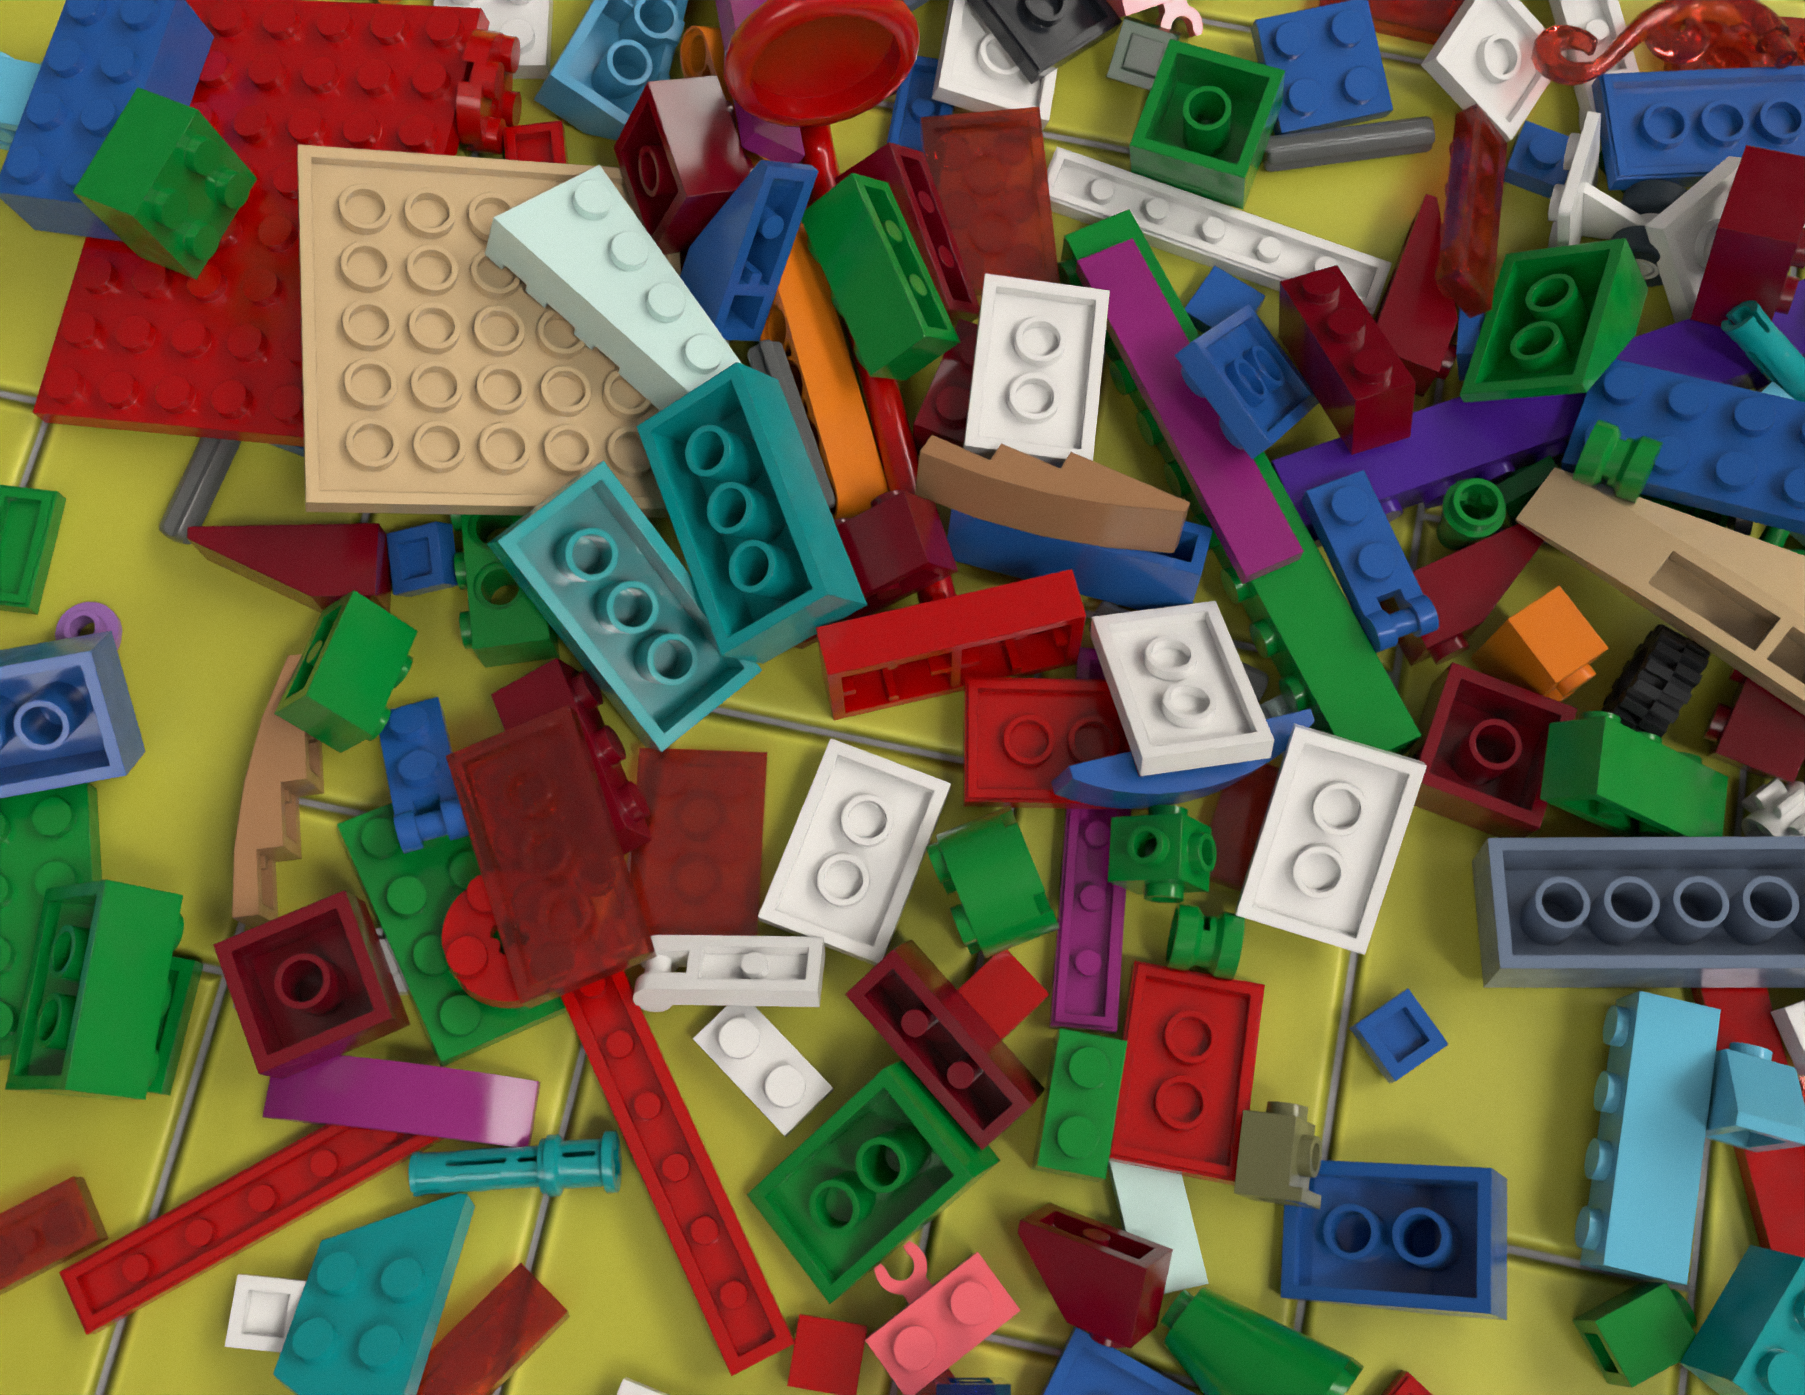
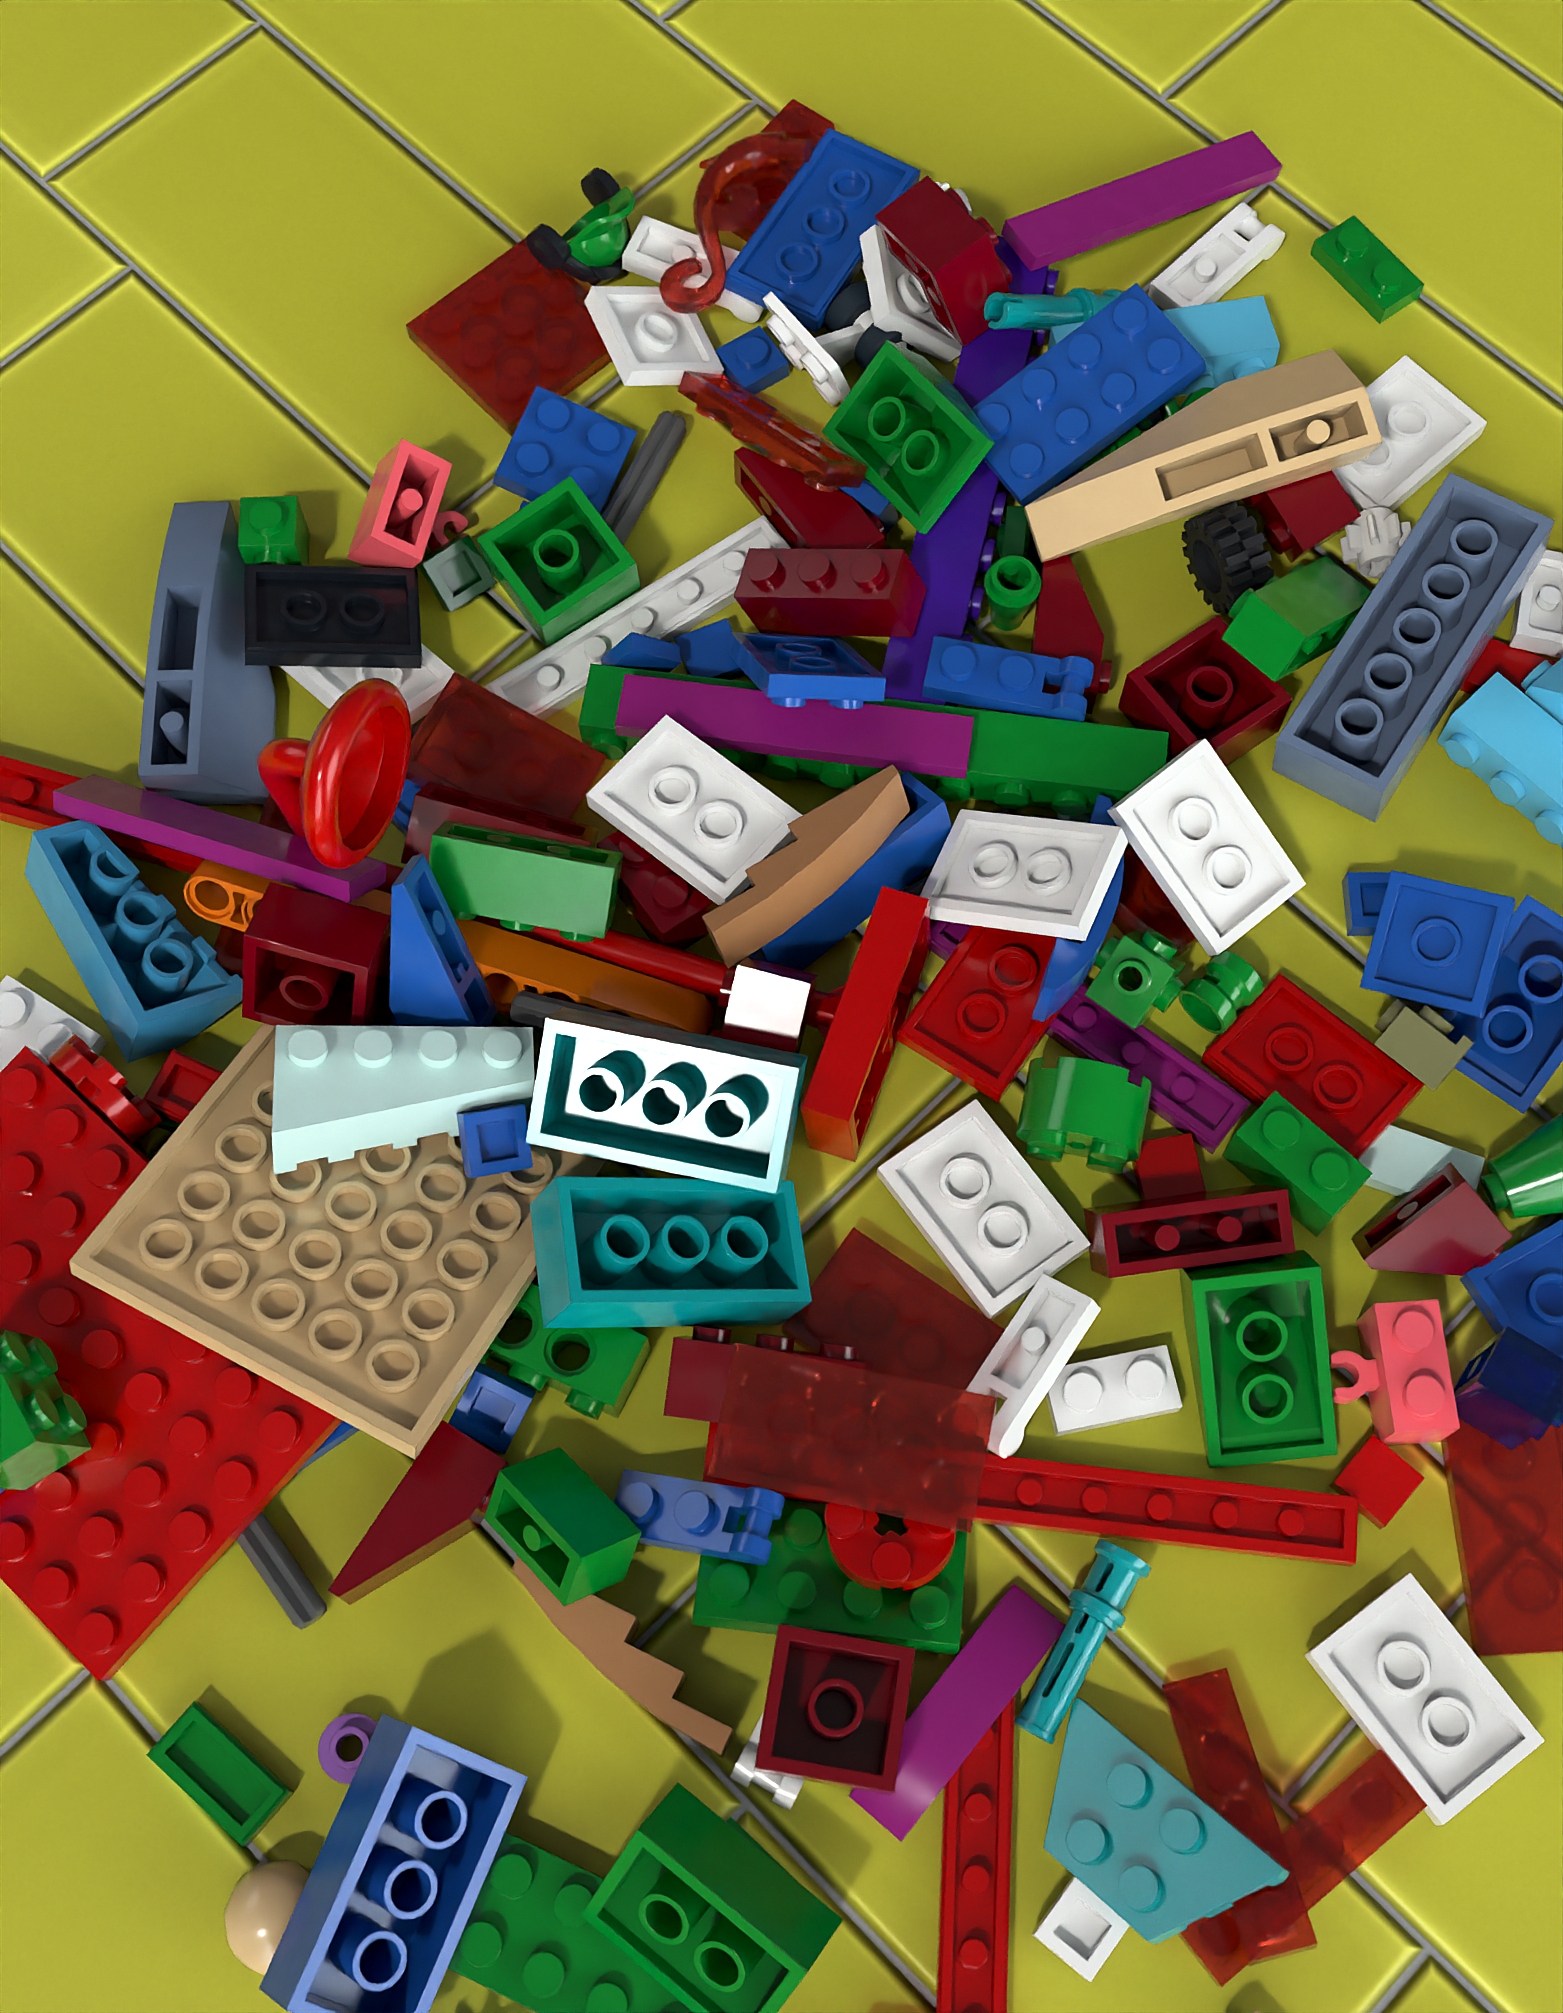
camera: 55 degrees left, 5 degrees down
(625, 402) = (494, 1140): none -> blue plate
(1172, 248) = (643, 653): none -> blue tile
(1385, 1112) = (1438, 943): none -> blue plate
(1543, 648) = (1153, 610): orange brick -> none
(1619, 461) = (1065, 456): green wheel -> none

